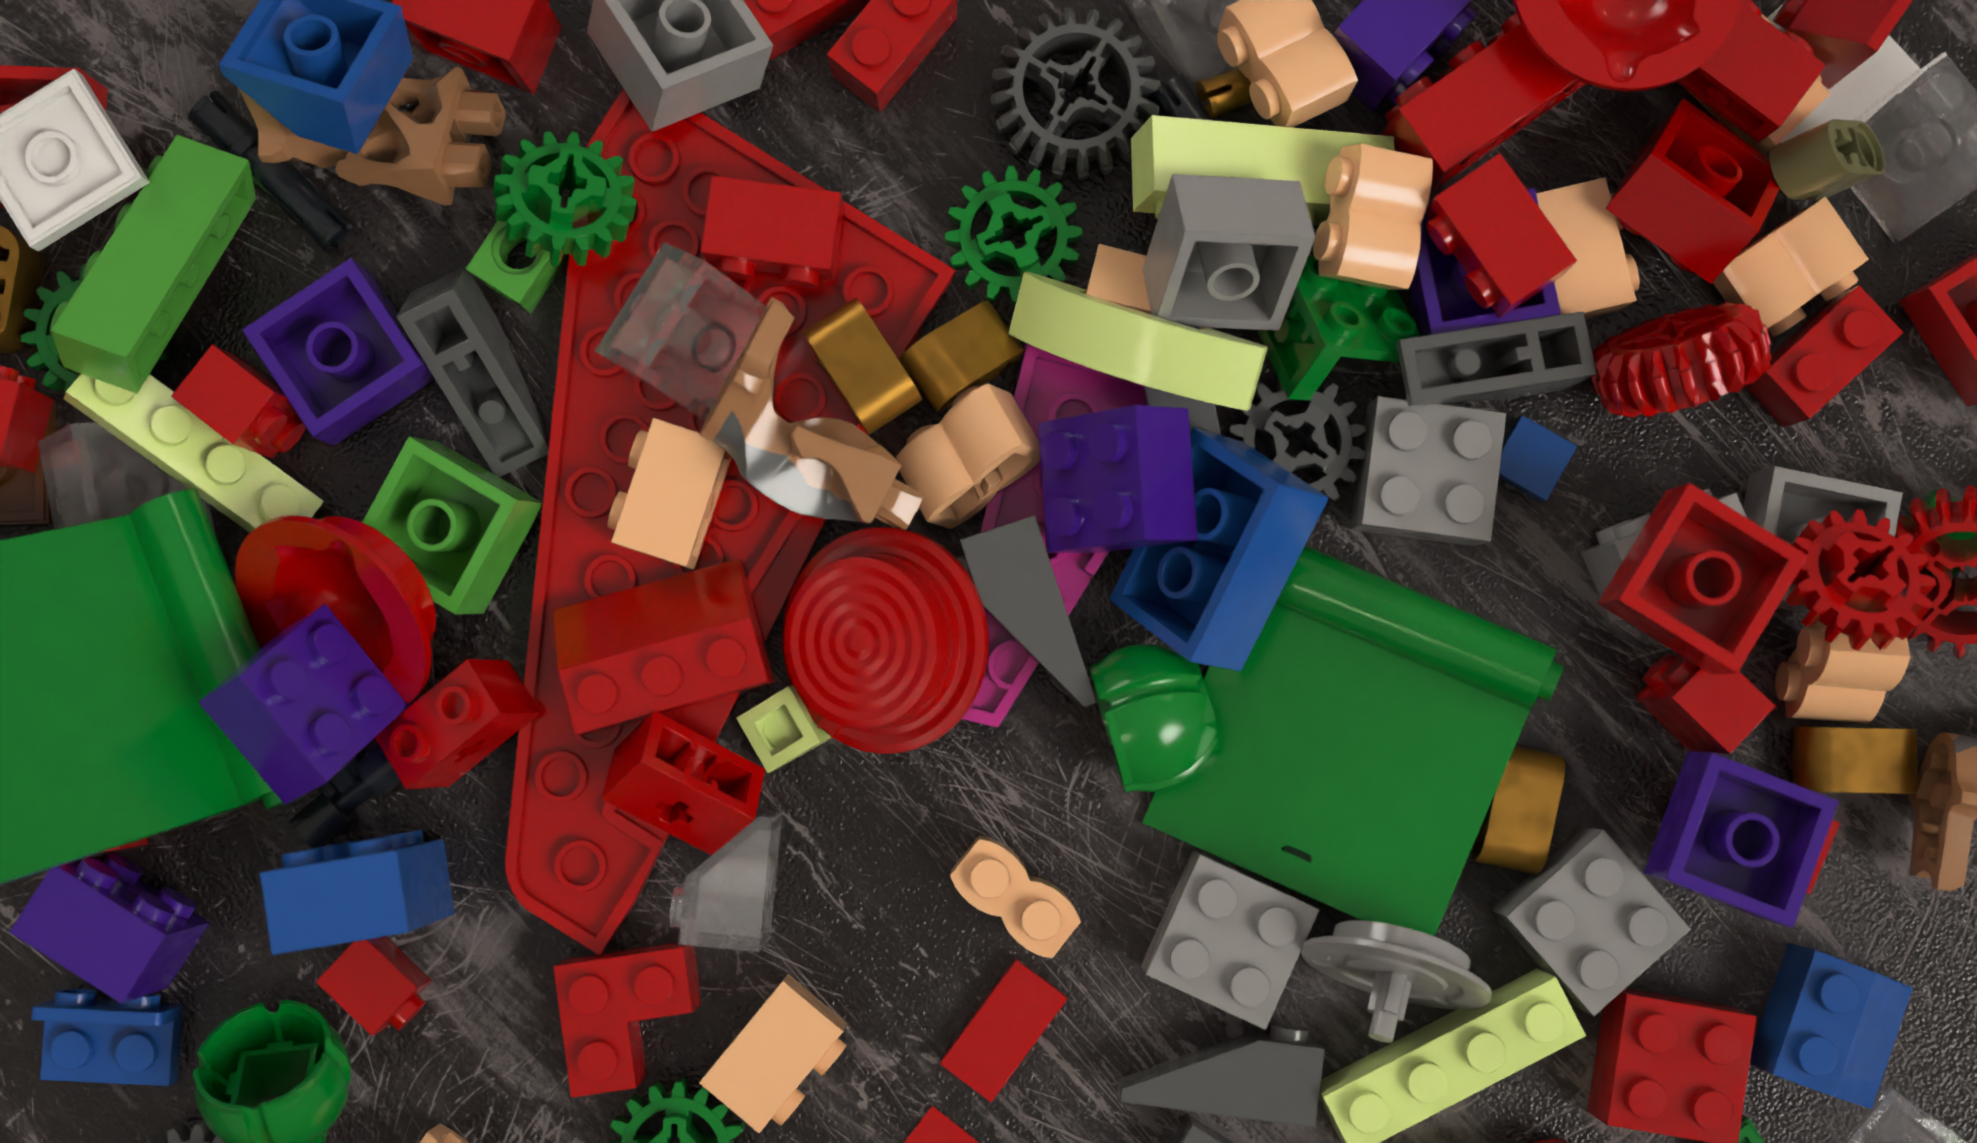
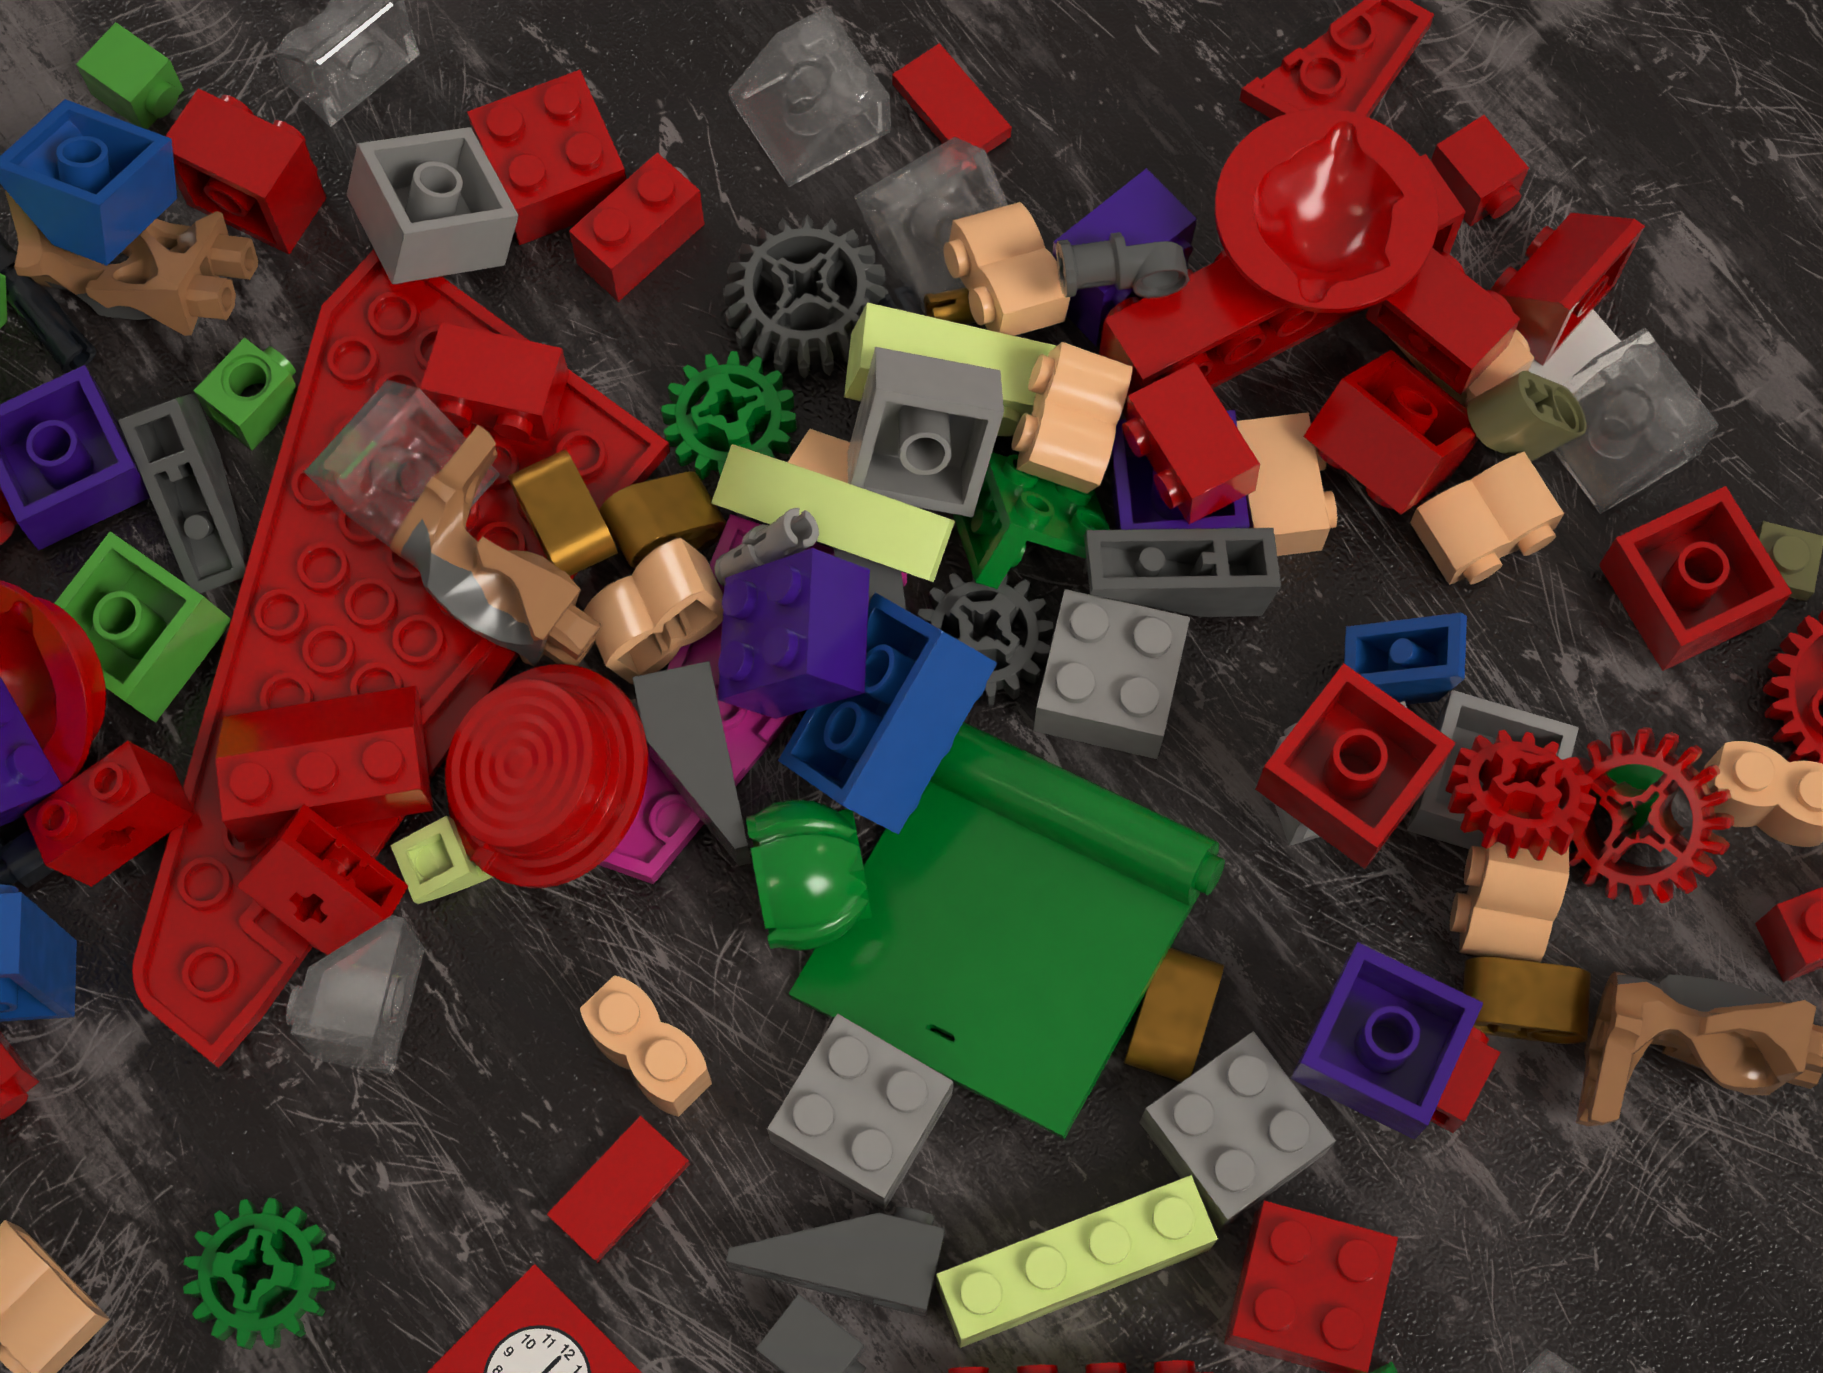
camera: 10 degrees right, 15 degrees down
(531, 195) = (298, 333): green gear -> none
(603, 1007) = (211, 1109): red brick -> none
(669, 494) = (356, 614): light nougat brick -> none
(775, 1054) = (377, 1184): light nougat brick -> none
(1078, 390) = (769, 543): none -> light grey pin
(1397, 970) = (1025, 1148): light grey piece -> none
(1408, 52) = (1148, 268): none -> dark grey connector
(1534, 458) = (1220, 677): blue tile -> none
(1681, 359) = (1367, 583): red gear -> none
(1701, 707) = (1366, 908): red brick -> none
(1729, 435) = (1410, 657): none -> blue slope
(1824, 356) = (1518, 601): red brick -> none
(1830, 1025) = (1488, 1272): blue slope -> none

